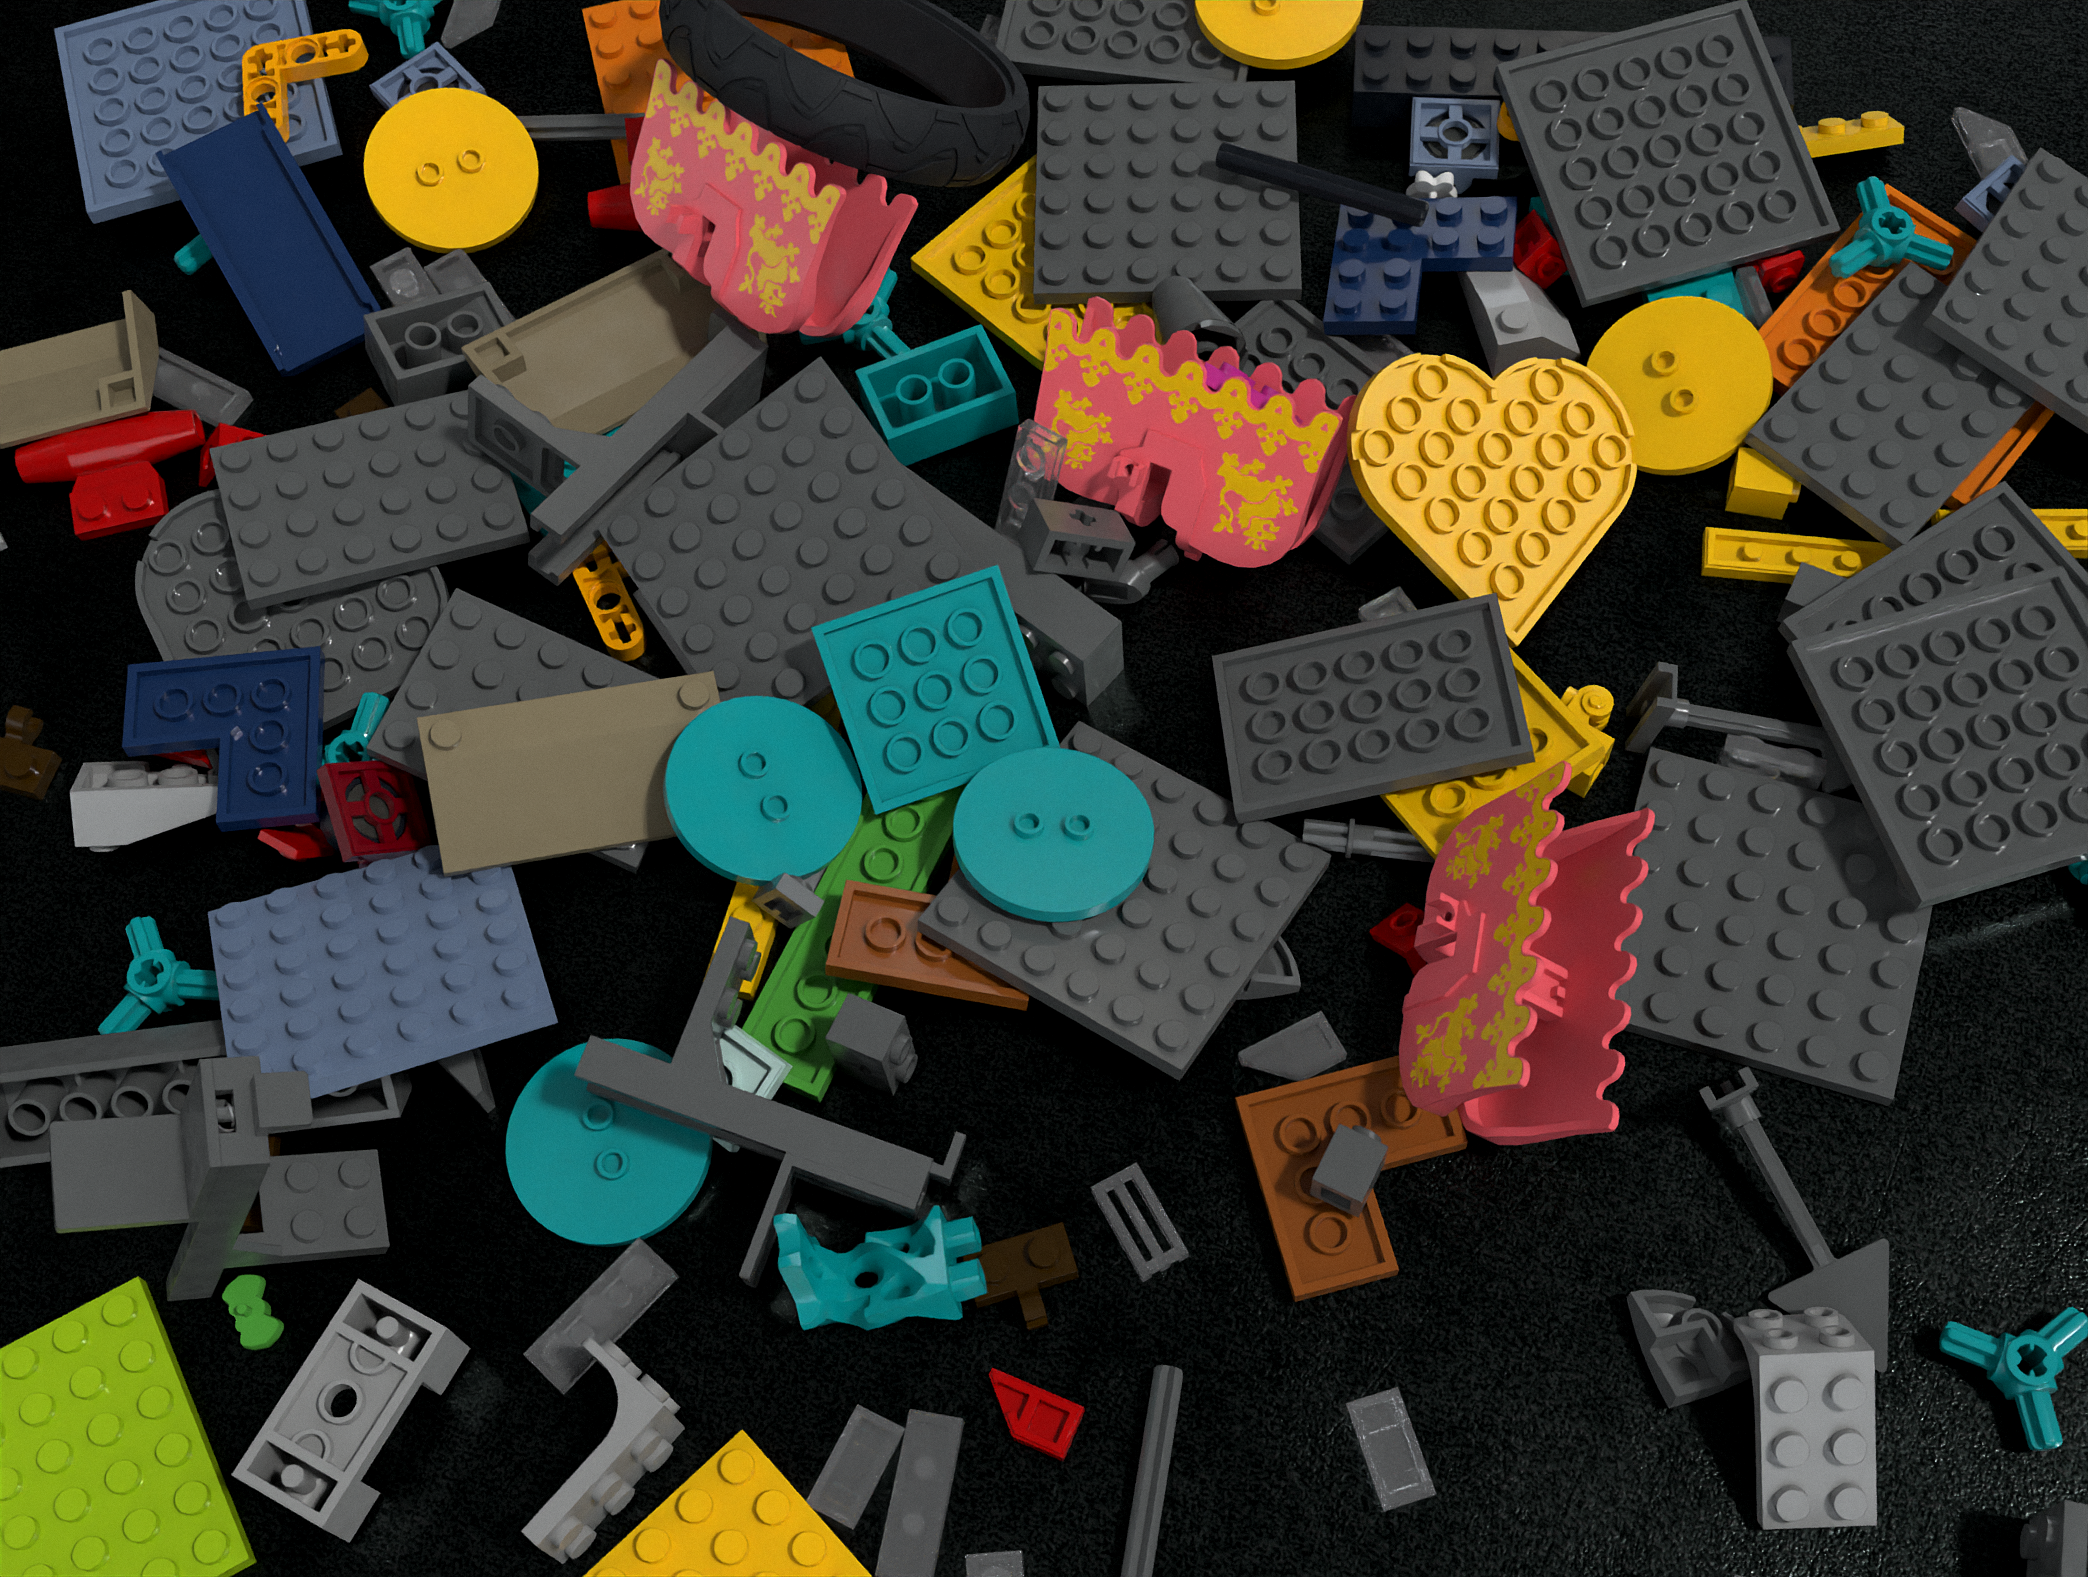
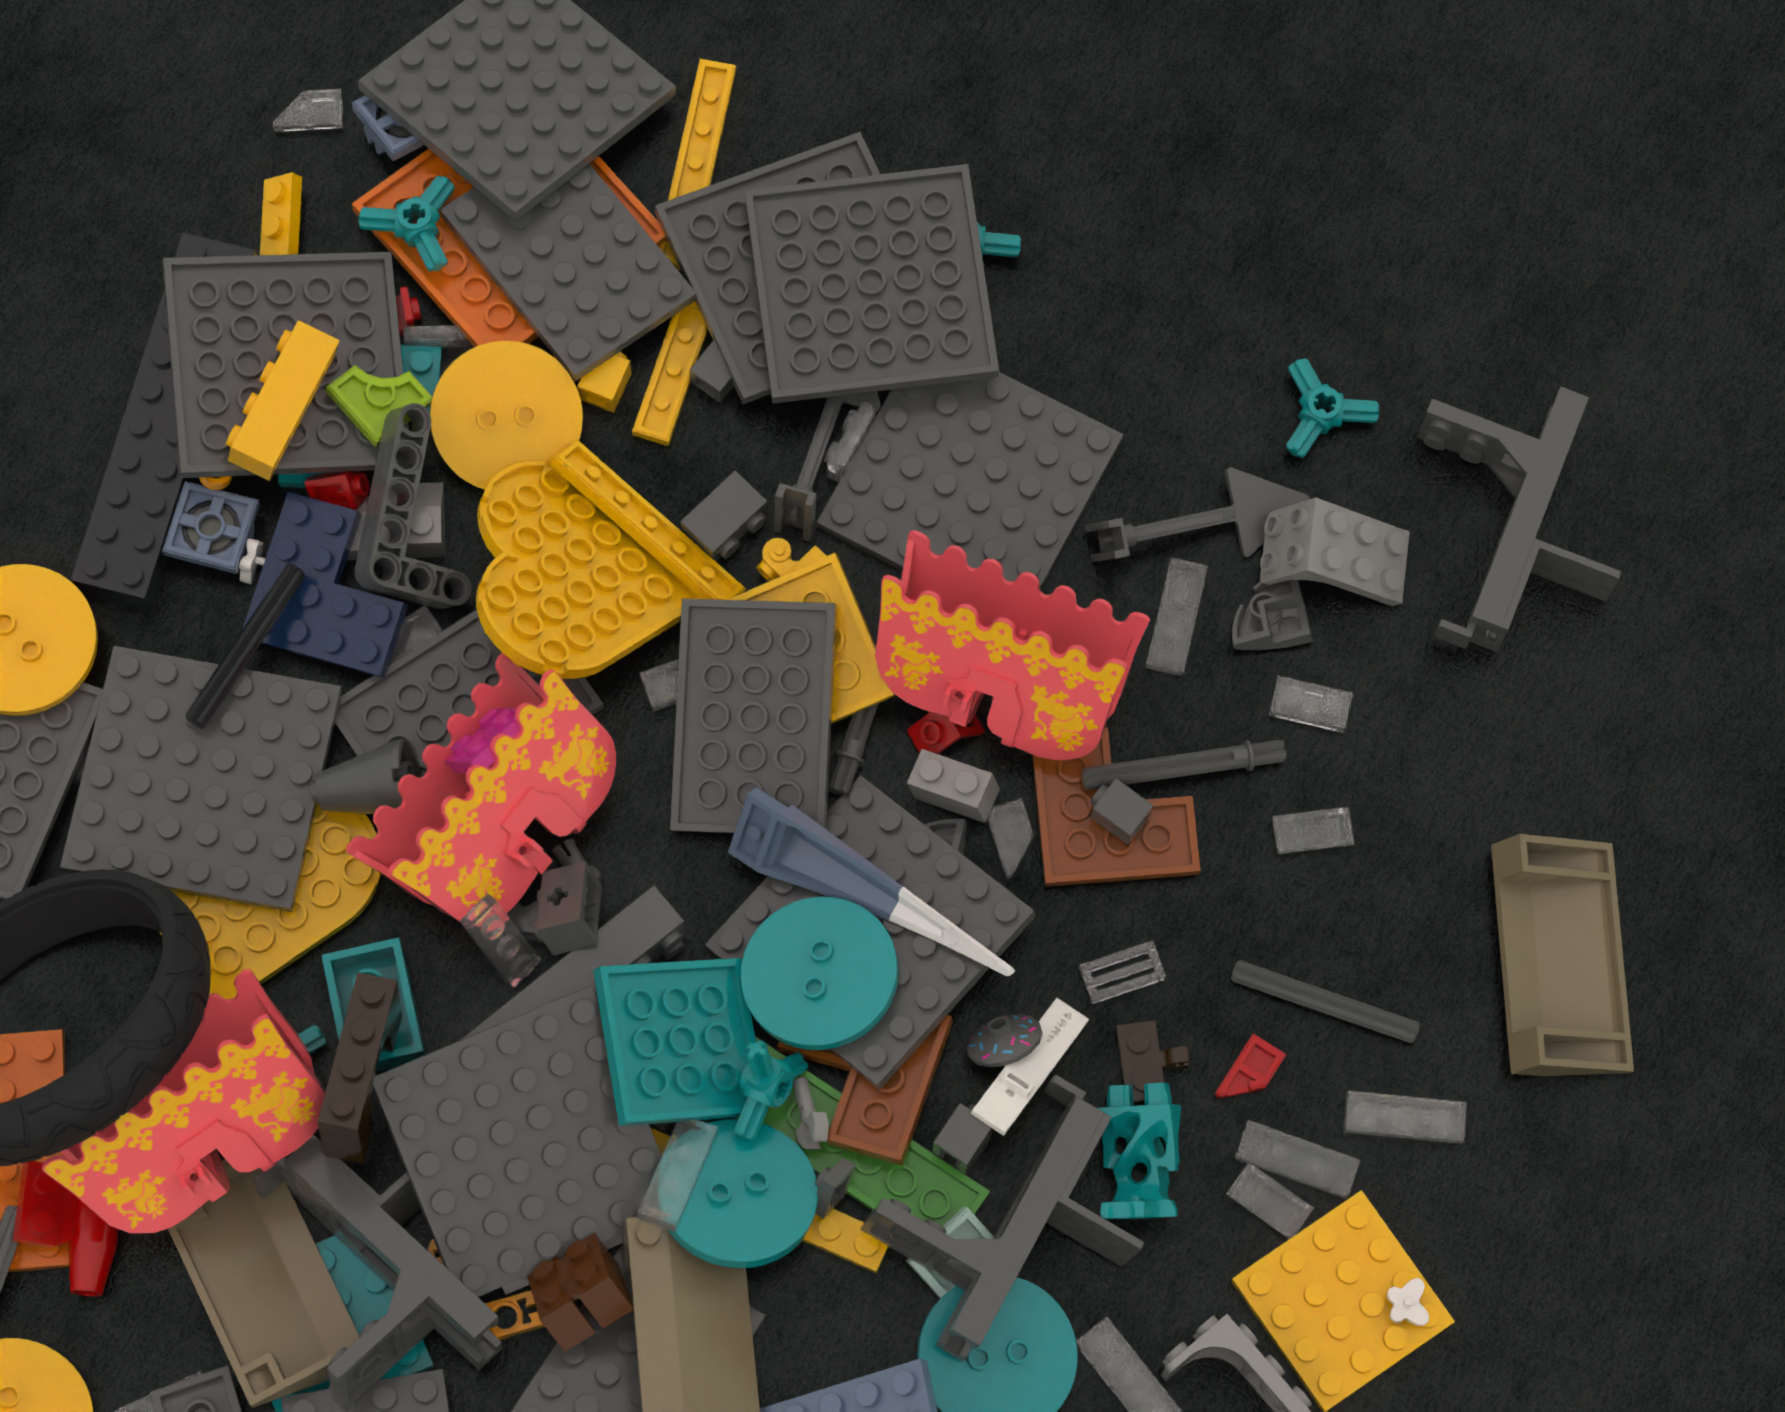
camera: 90 degrees left, 10 degrees up
(618, 636) = (583, 1273): none -> reddish brown piece
(771, 712) = (677, 1174): none -> clear tile
(870, 862) = (814, 1124): none -> light grey bar
(889, 336) = (368, 1028): none -> dark brown arch
(900, 794) = (766, 1084): none -> teal bush
(979, 1109) = (1023, 1078): none -> white piece
(1013, 1078) = (1004, 1040): none -> dark grey dish
(1199, 787) = (802, 852): none -> sand blue plate
(1338, 959) = (953, 785): none -> light grey brick
(1442, 1255) = (1185, 764): none -> dark grey axle
(1513, 286) = (399, 518): none -> dark grey beam
(1576, 1420) = (1310, 704): none -> clear plate
(1588, 554) = (645, 523): none -> yellow tile
(1615, 139) = (282, 400): none -> yellow brick
(1622, 639) = (725, 517): none -> dark grey brick
(1647, 246) = (370, 398): none -> lime tile
(1654, 1215) = (1176, 616): none -> clear tile

